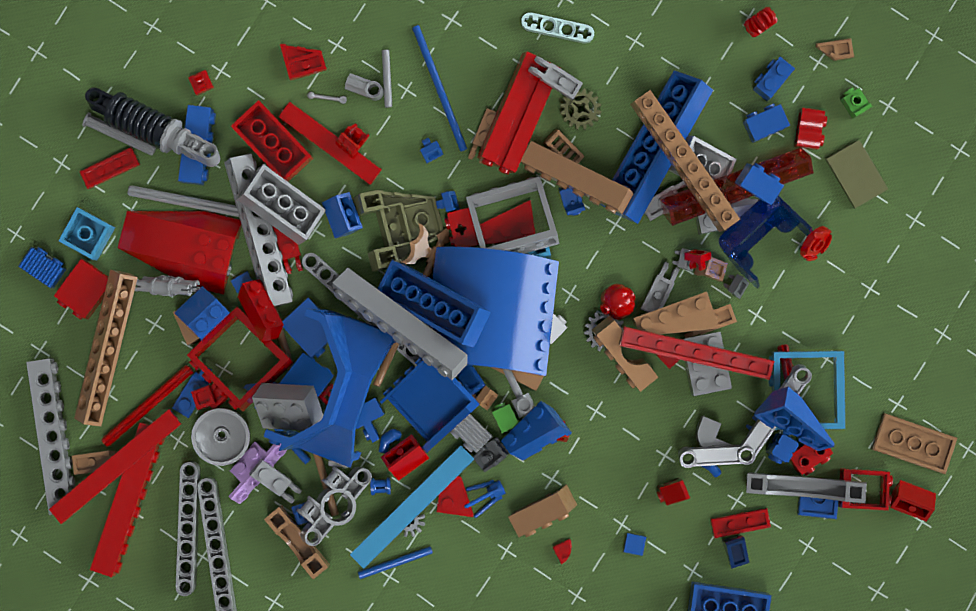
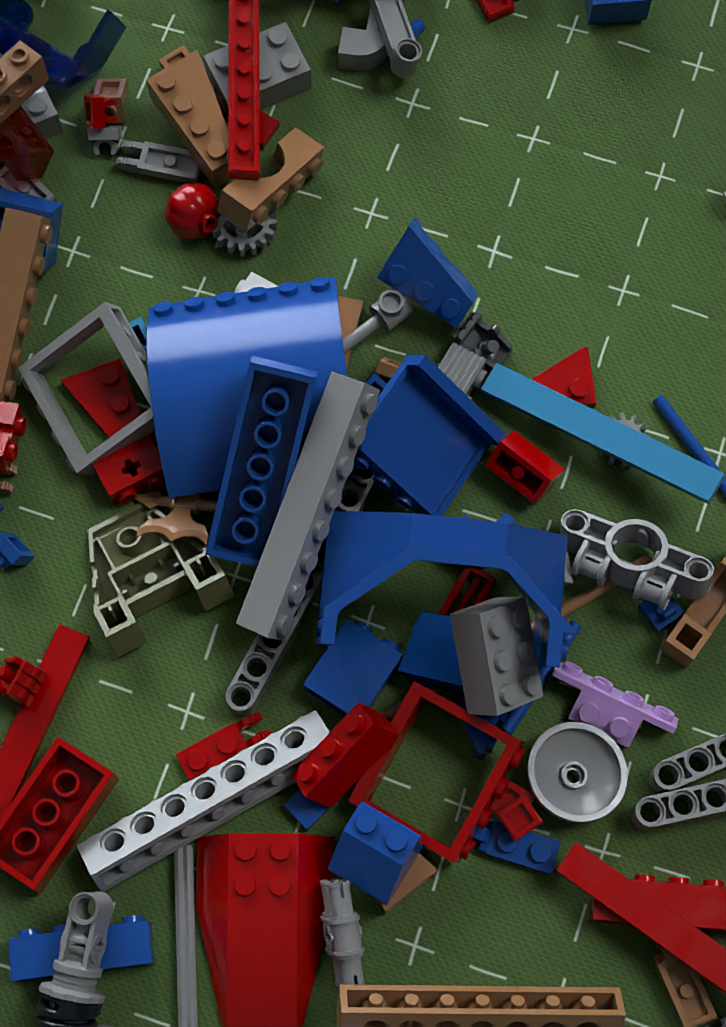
camera: 100 degrees left, 15 degrees down
(147, 405) = (560, 920): red axle -> none
(274, 480) = (622, 666): light grey hinge -> none
(281, 204) = (153, 766): light grey brick -> none
(342, 215) = (150, 665): blue brick -> none
(380, 486) = (581, 495): blue bush -> none
(387, 438) = (499, 504): blue arm -> none
(449, 202) = (91, 502): blue tile -> none
(494, 490) = (538, 324): blue plant -> none
(505, 417) = (418, 333): bright green brick -> none
(543, 512) = (550, 244): medium nougat wedge -> none
(563, 550) = (598, 208): red tile -> none
(572, 203) = (50, 317): blue bracket -> none
(634, 544) = (557, 112): blue tile -> none
(672, 492) = (463, 68): red slope -> none
(738, 285) = (128, 56): dark grey tile -> none

